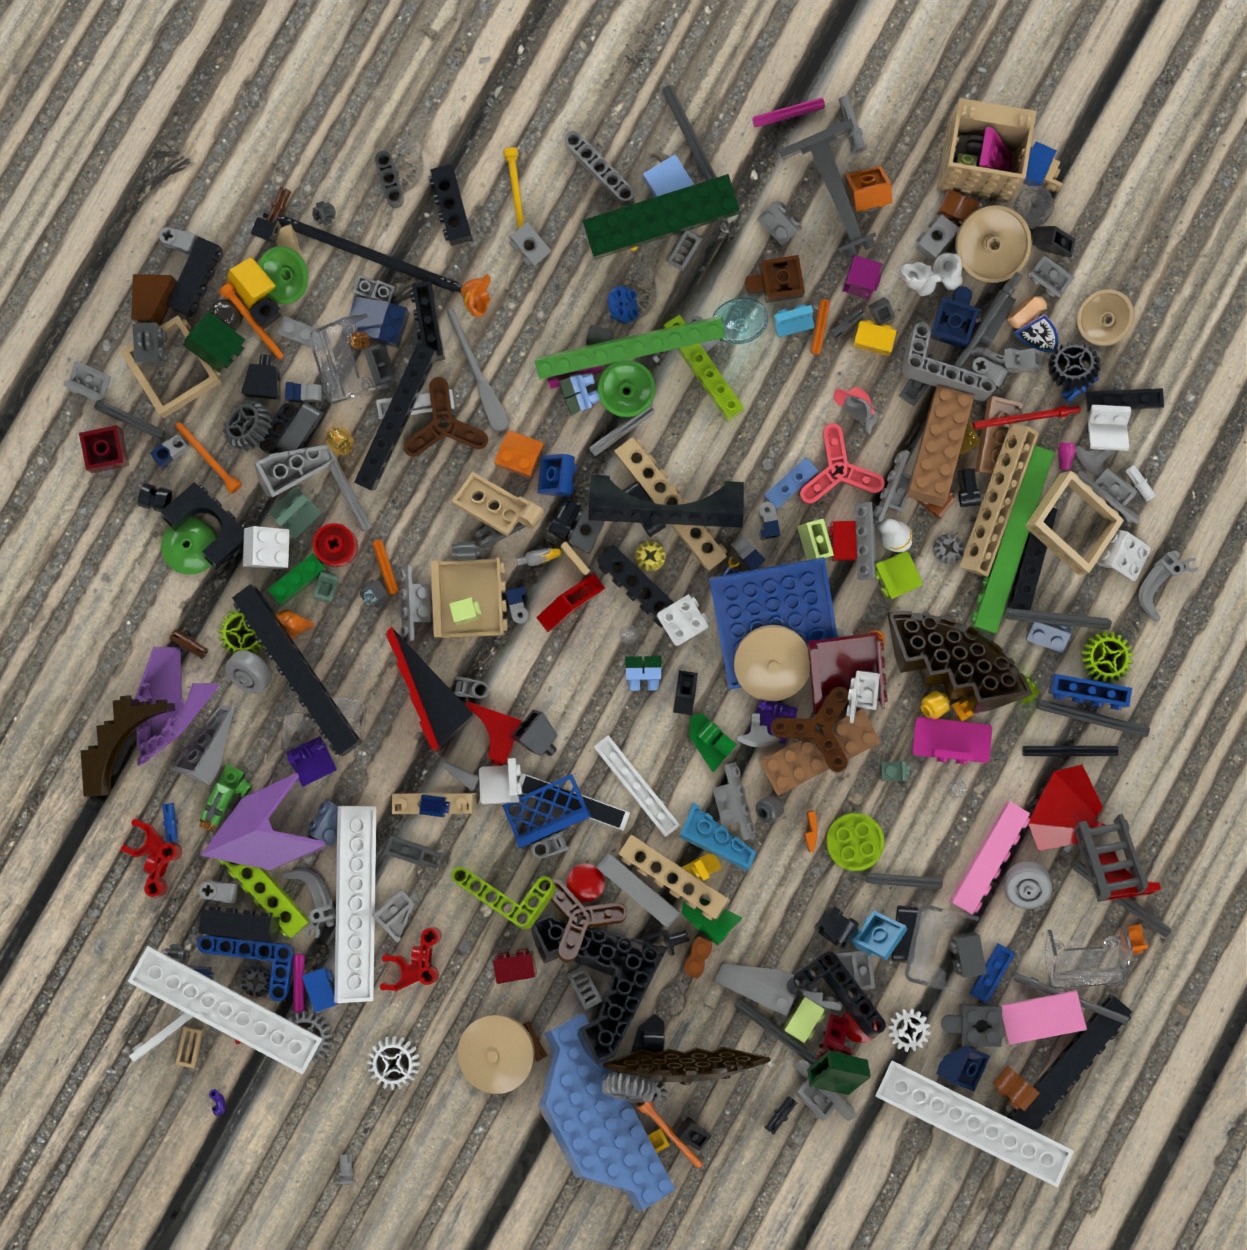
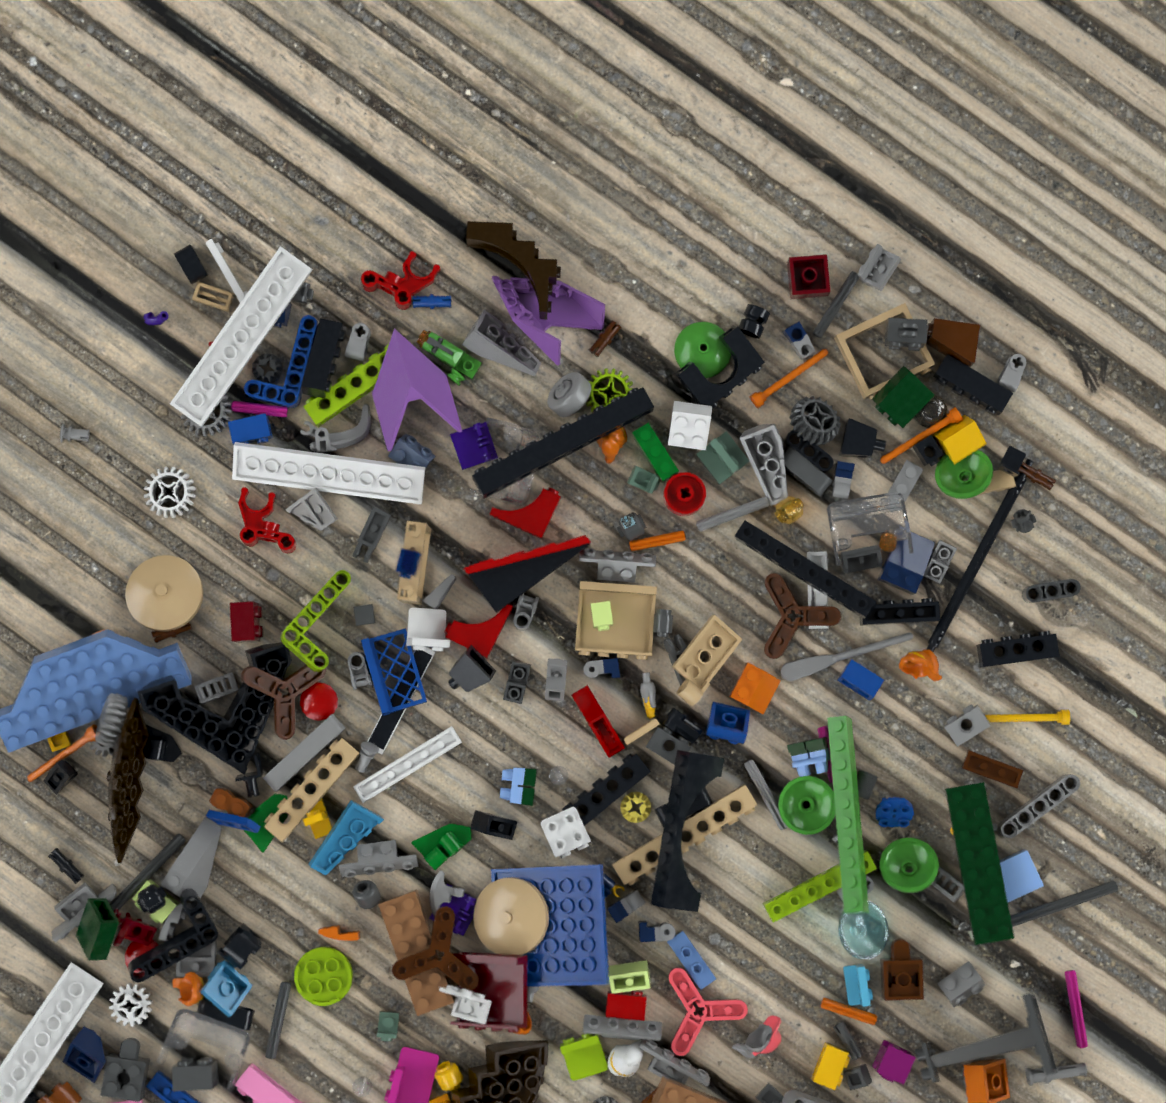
camera: 95 degrees right, 0 degrees up
(158, 1074) = (190, 264): none -> black beam
(377, 693) = (535, 516): none -> red arch
(494, 848) = (364, 615): none -> dark grey tile
(498, 352) = (860, 680): none -> blue hinge
(534, 649) = (556, 679): none -> light grey brick
(542, 687) = (517, 682): none -> dark grey slope
(569, 216) = (992, 769): none -> reddish brown plate
(631, 827) = (366, 754): none -> light grey pin
(662, 284) = (913, 855): none -> bright green dish
(714, 951) = (233, 821): none -> blue tile
(801, 1022) = (151, 899): none -> black head
(884, 972) = (189, 988): none -> orange hair

